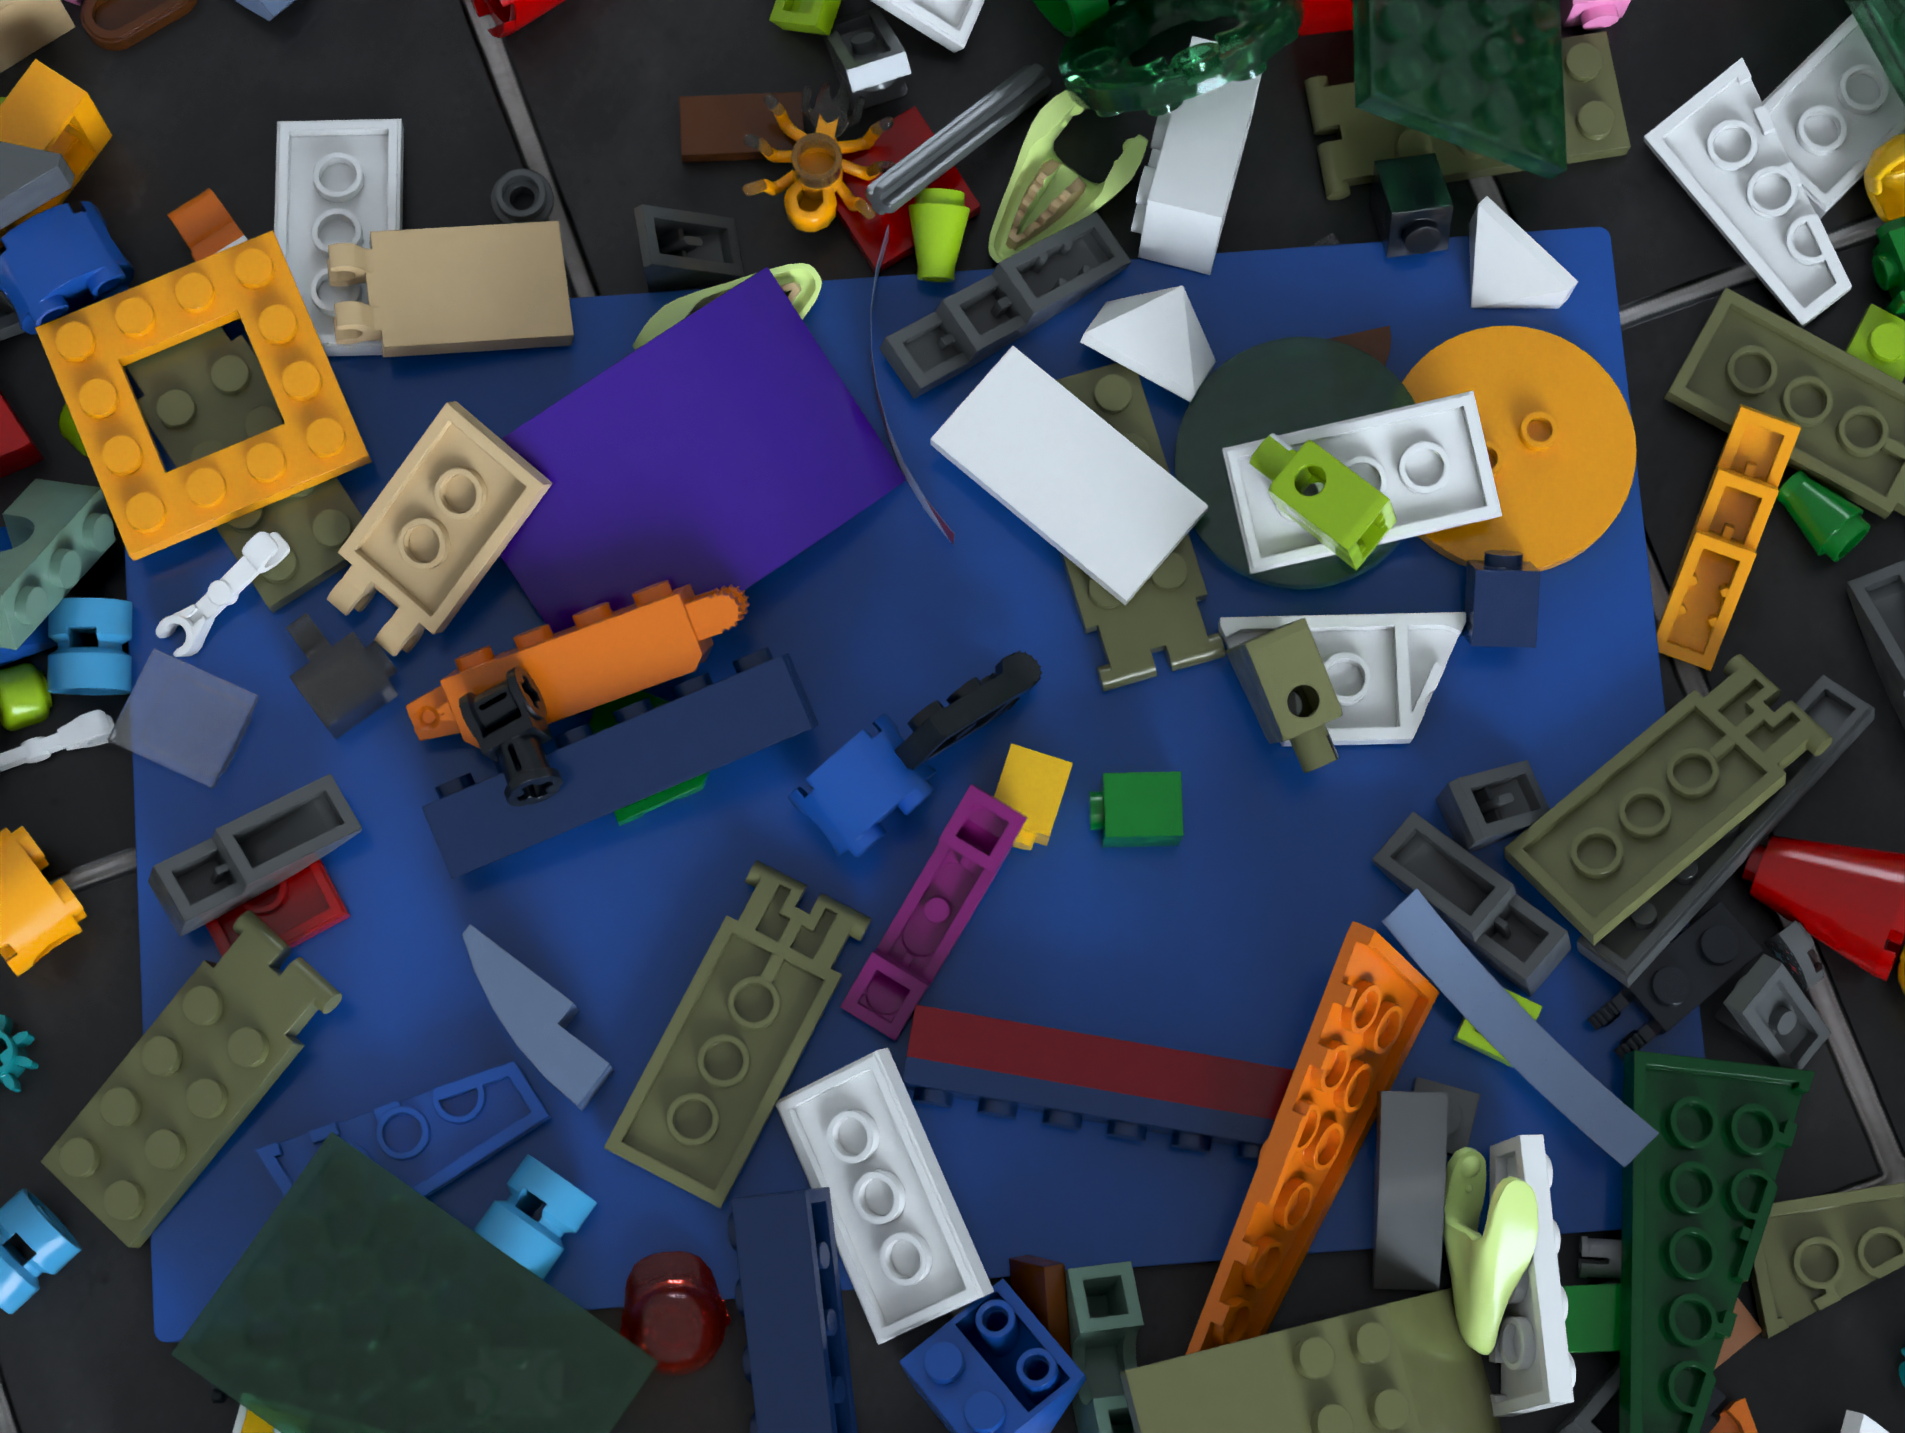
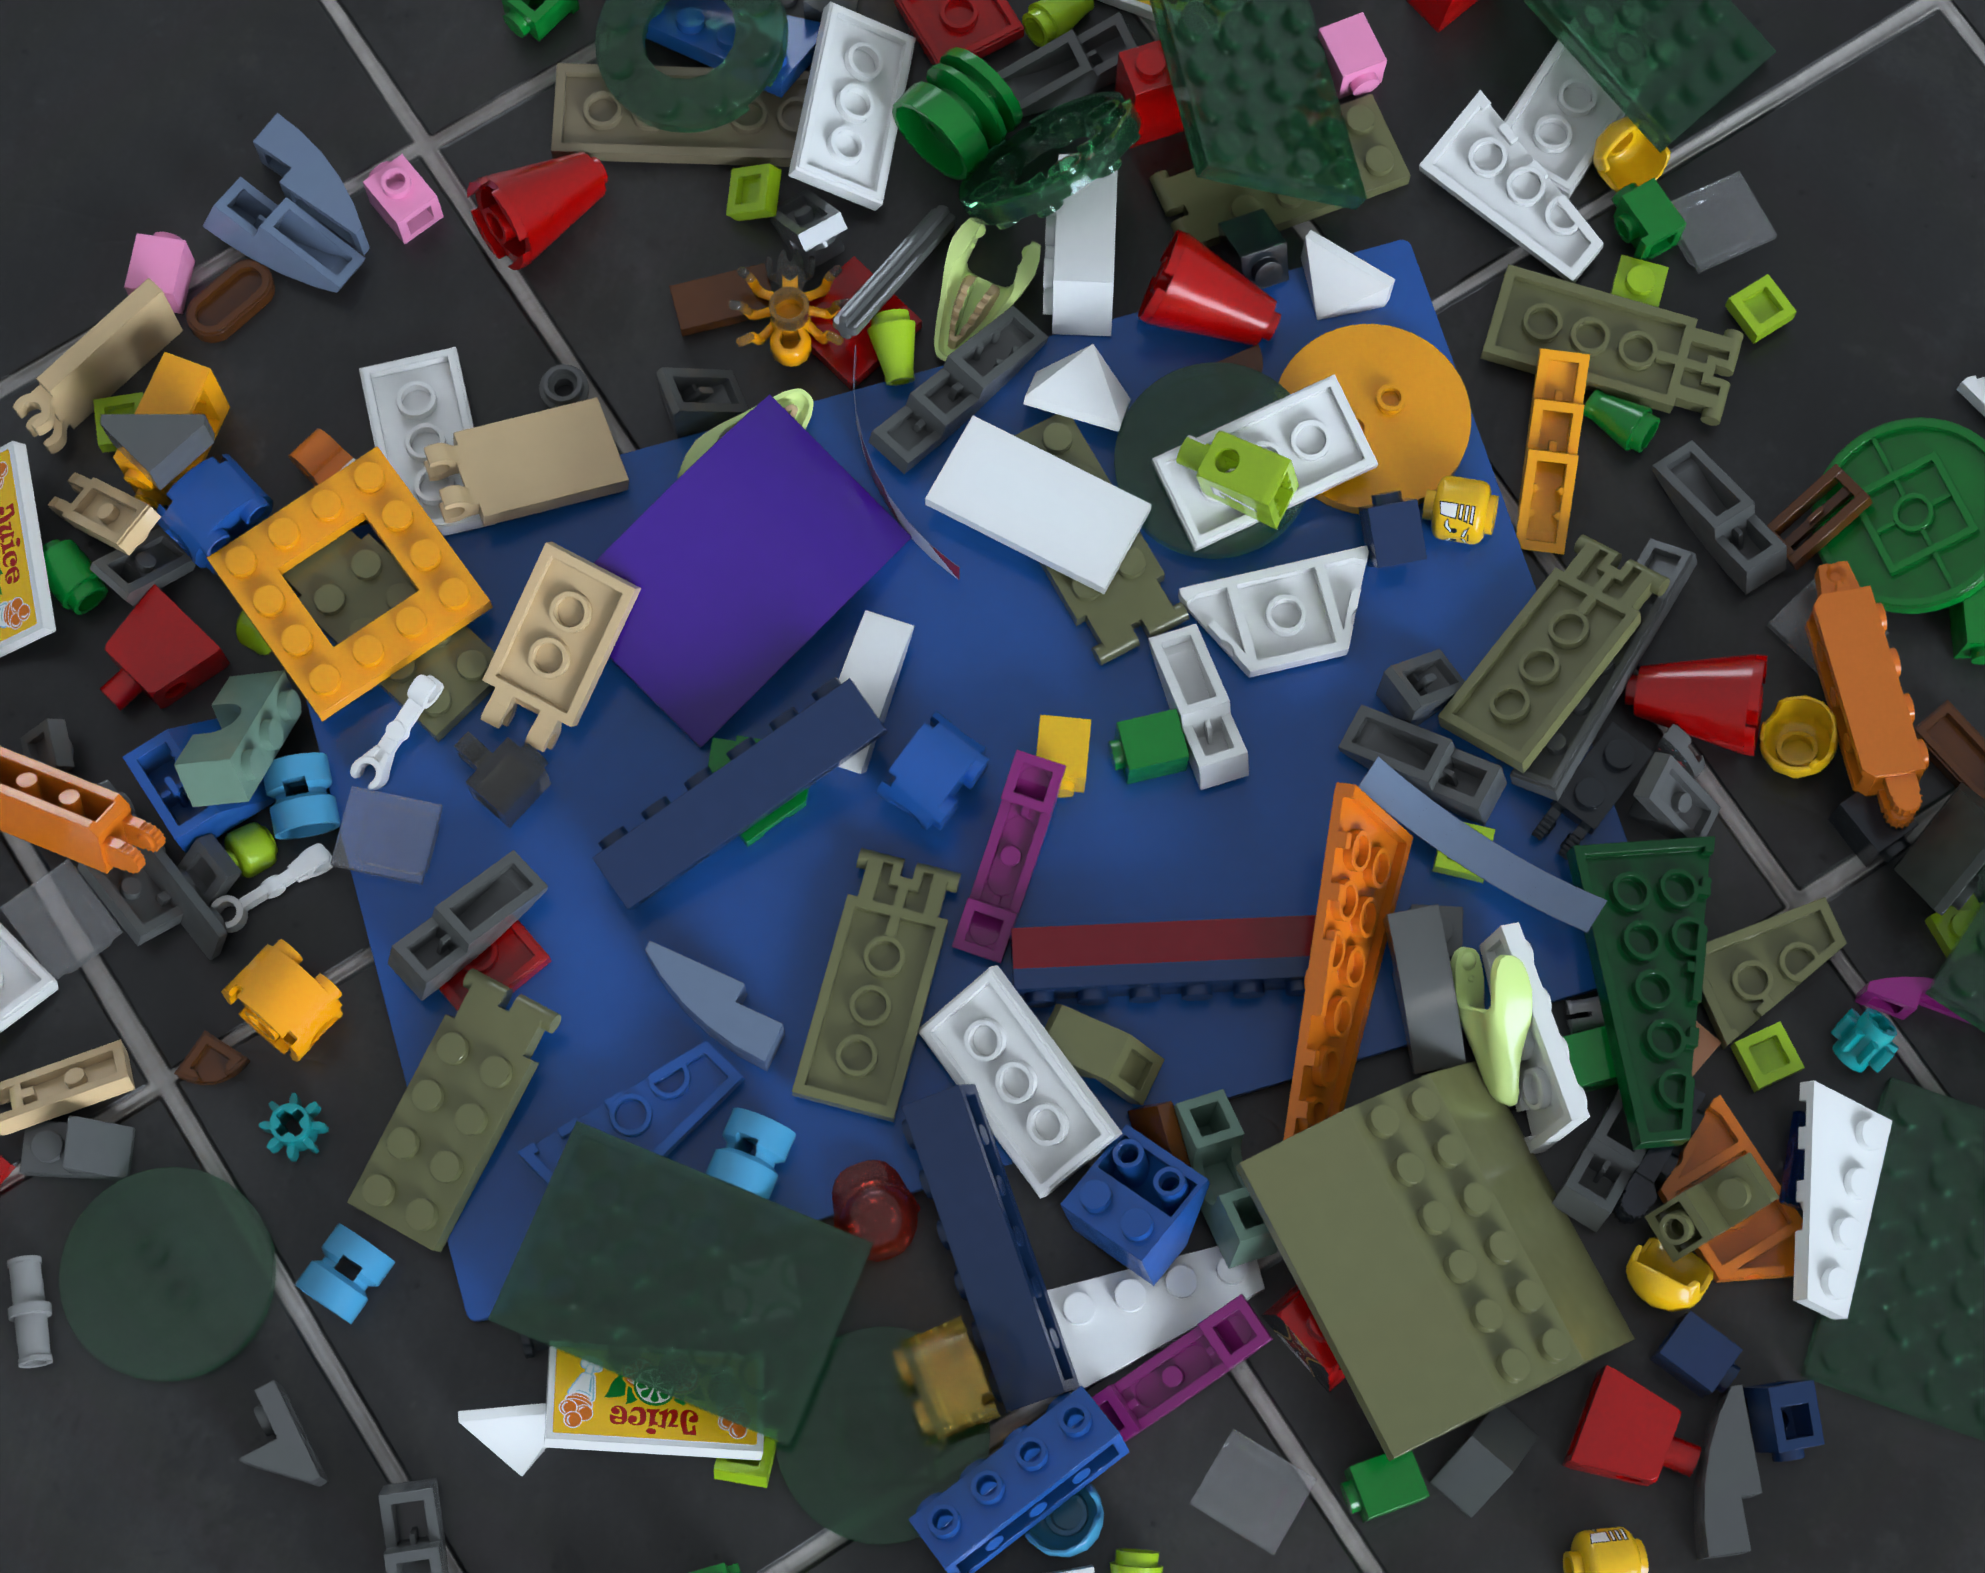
camera: 10 degrees left, 5 degrees down
(511, 731) = (653, 783): black connector -> none
(594, 660) = (690, 727): orange hinge -> none
(821, 640) = (875, 669): none -> white slope
(968, 709) = (1001, 695): black hinge -> none
(995, 1183) = (1105, 1053): none -> olive slope
(1212, 771) = (1202, 706): none -> white slope
(1268, 672) = (1243, 607): olive torso -> none
(1338, 252) = (1206, 296): none -> red cone
(1593, 591) = (1461, 509): none -> yellow head
(1815, 1362) = (1767, 1057): none -> lime plate

